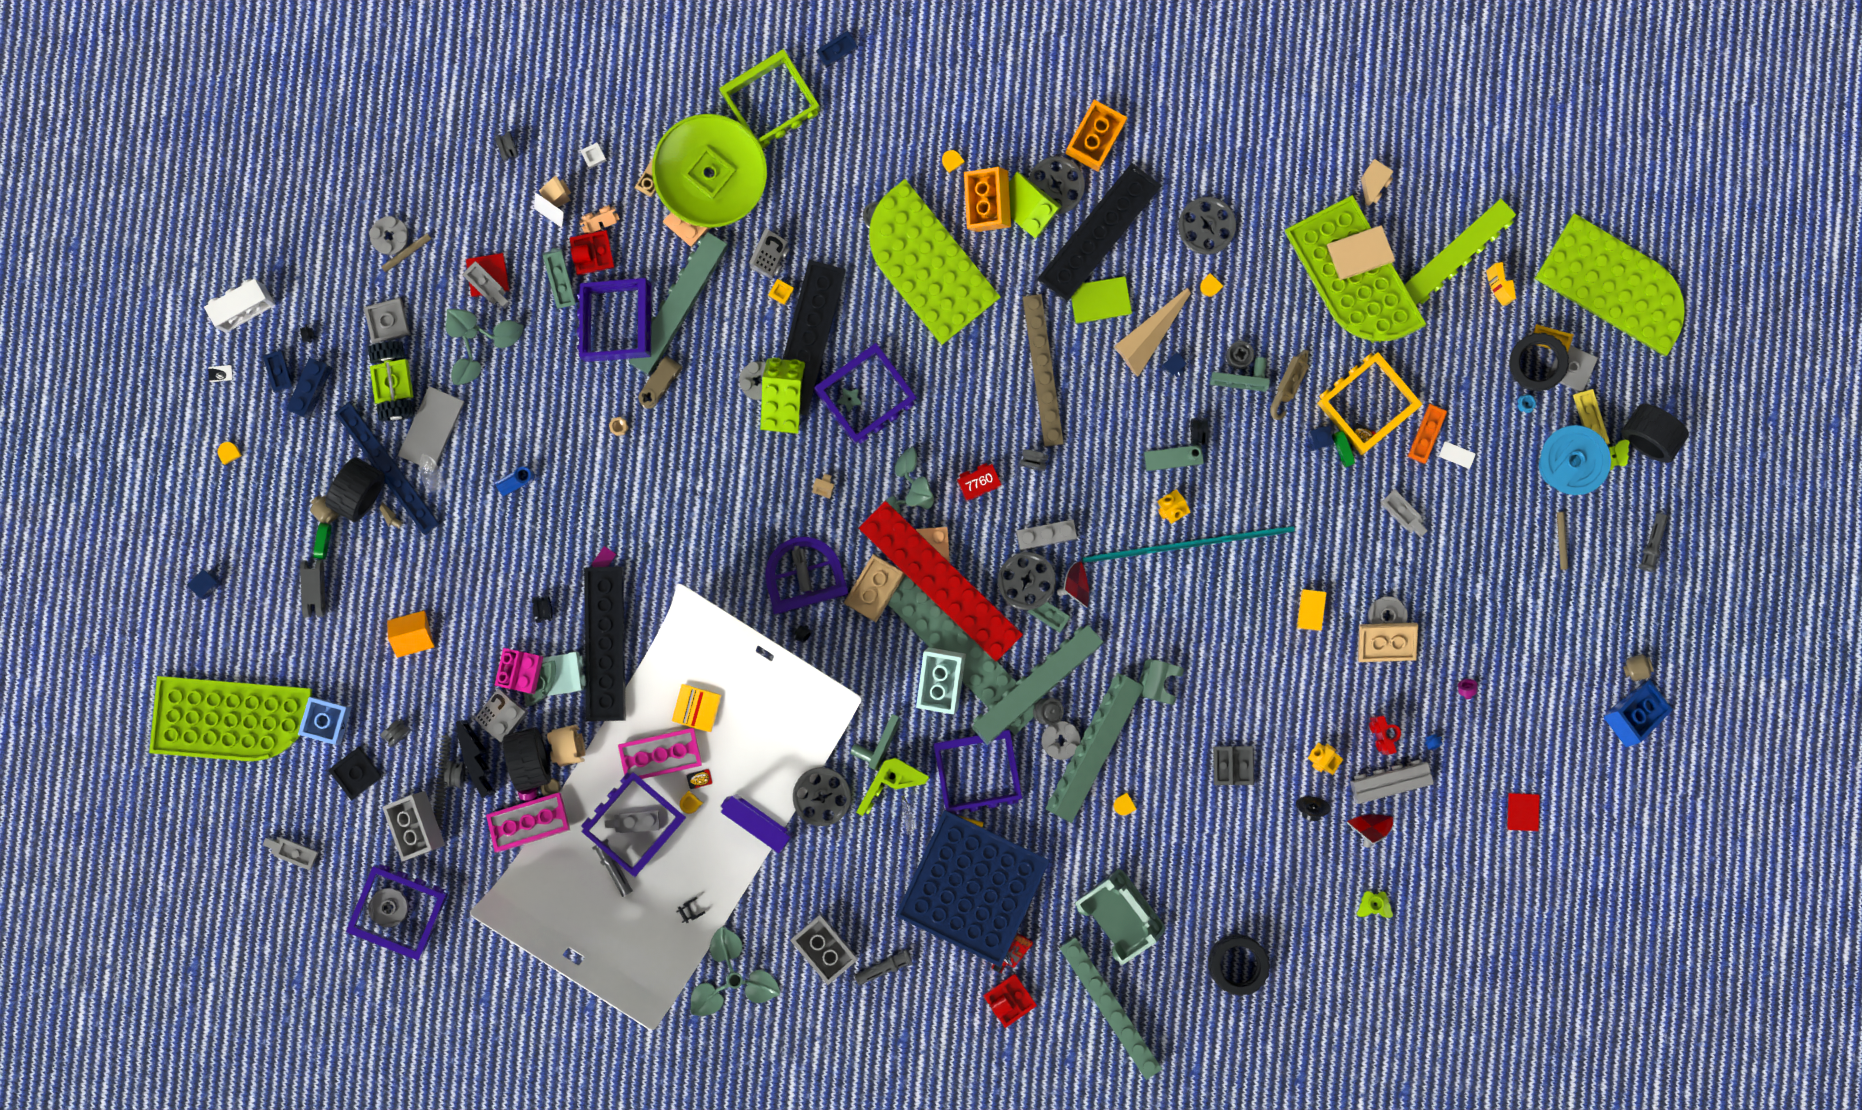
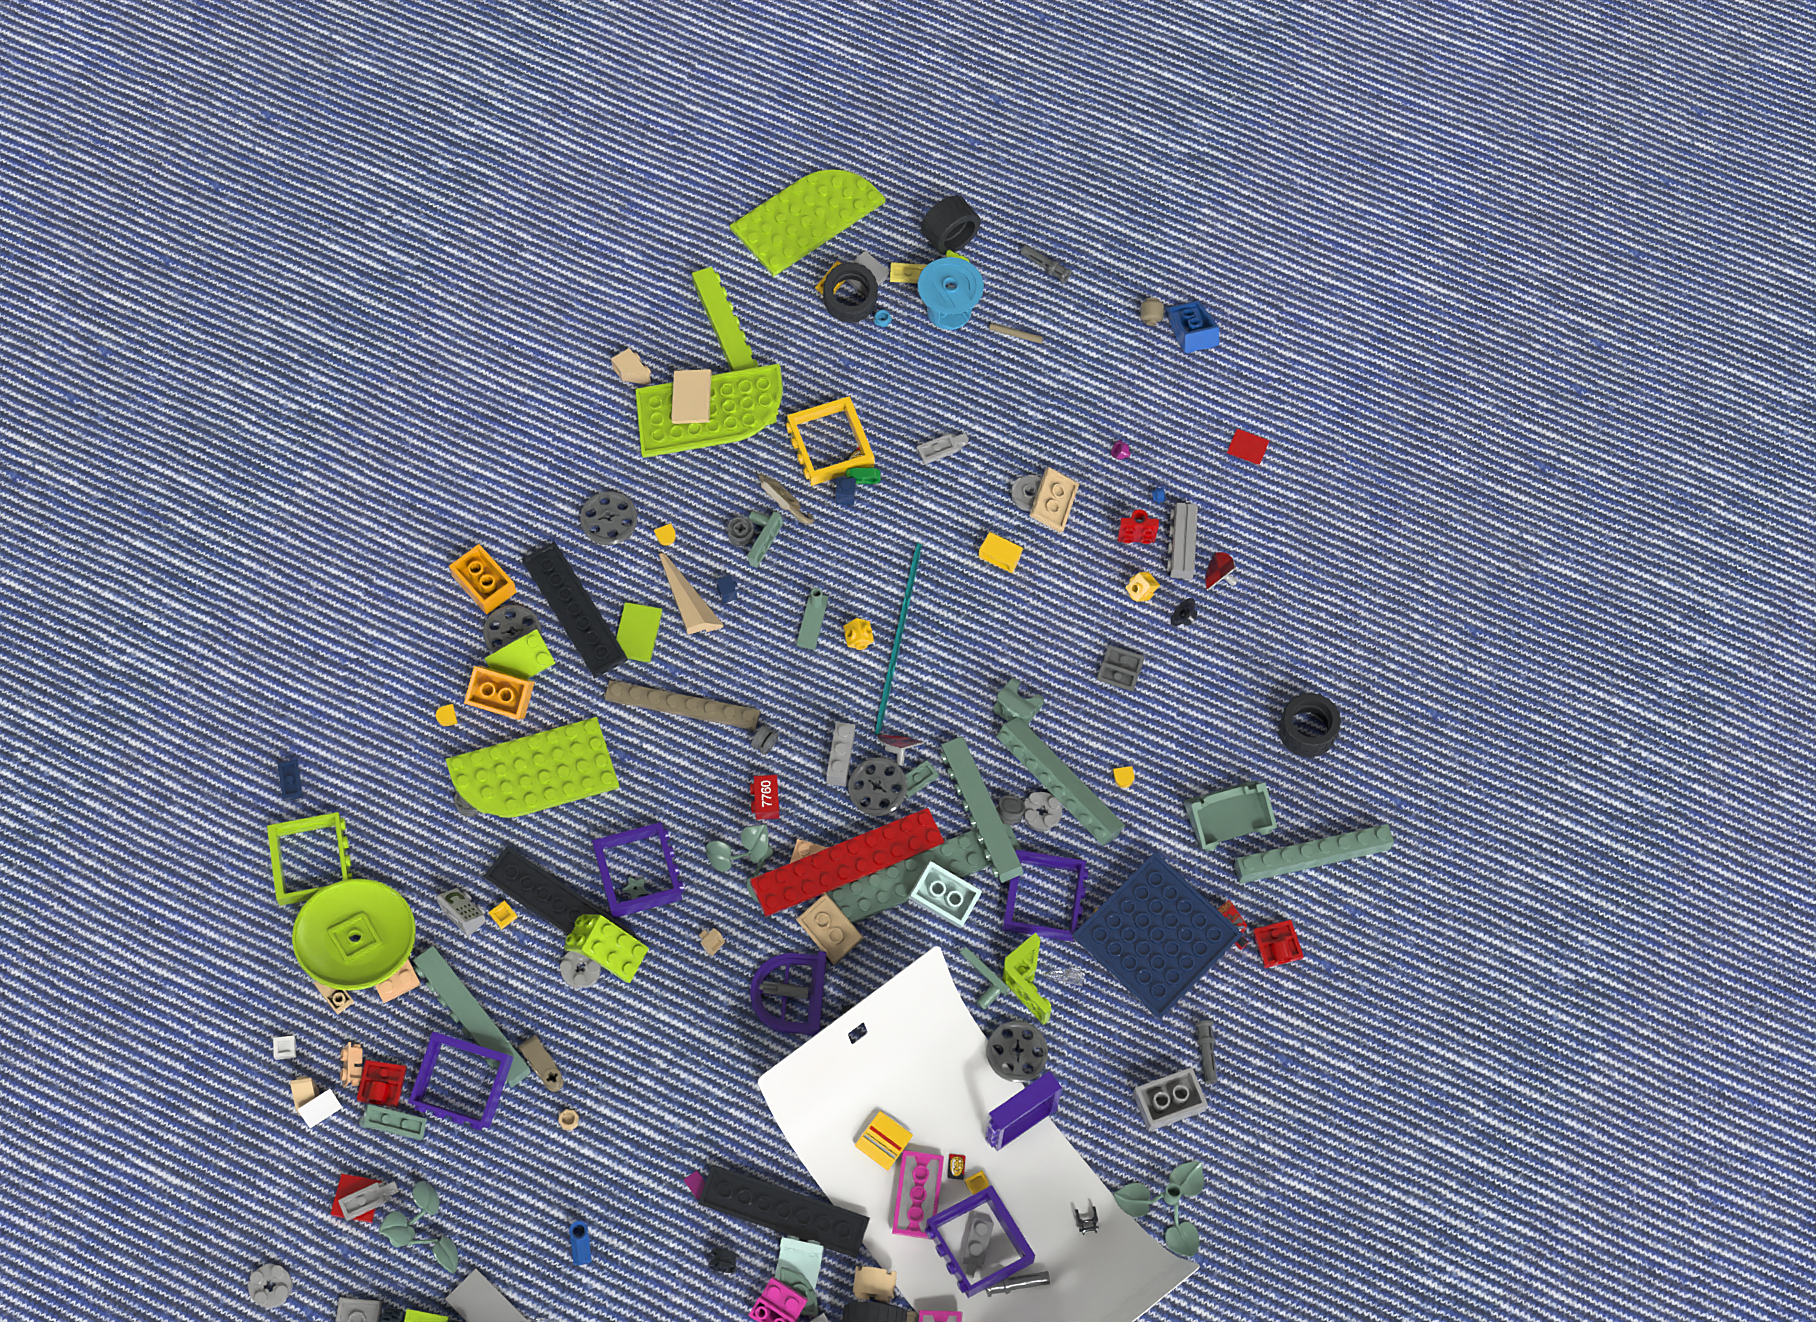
camera: 70 degrees left, 20 degrees down
(406, 252) = (295, 1274): dark tan bar -> none
(506, 146) = (235, 1128): dark grey wheel -> none
(1199, 431) = (797, 587): black wheel -> none
(1367, 905) = (1292, 601): lime animal -> none
(1427, 433) = (877, 406): orange tile -> none
(1457, 455) = (905, 389): white sticker -> none
(1502, 289) = (768, 300): yellow slope -> none

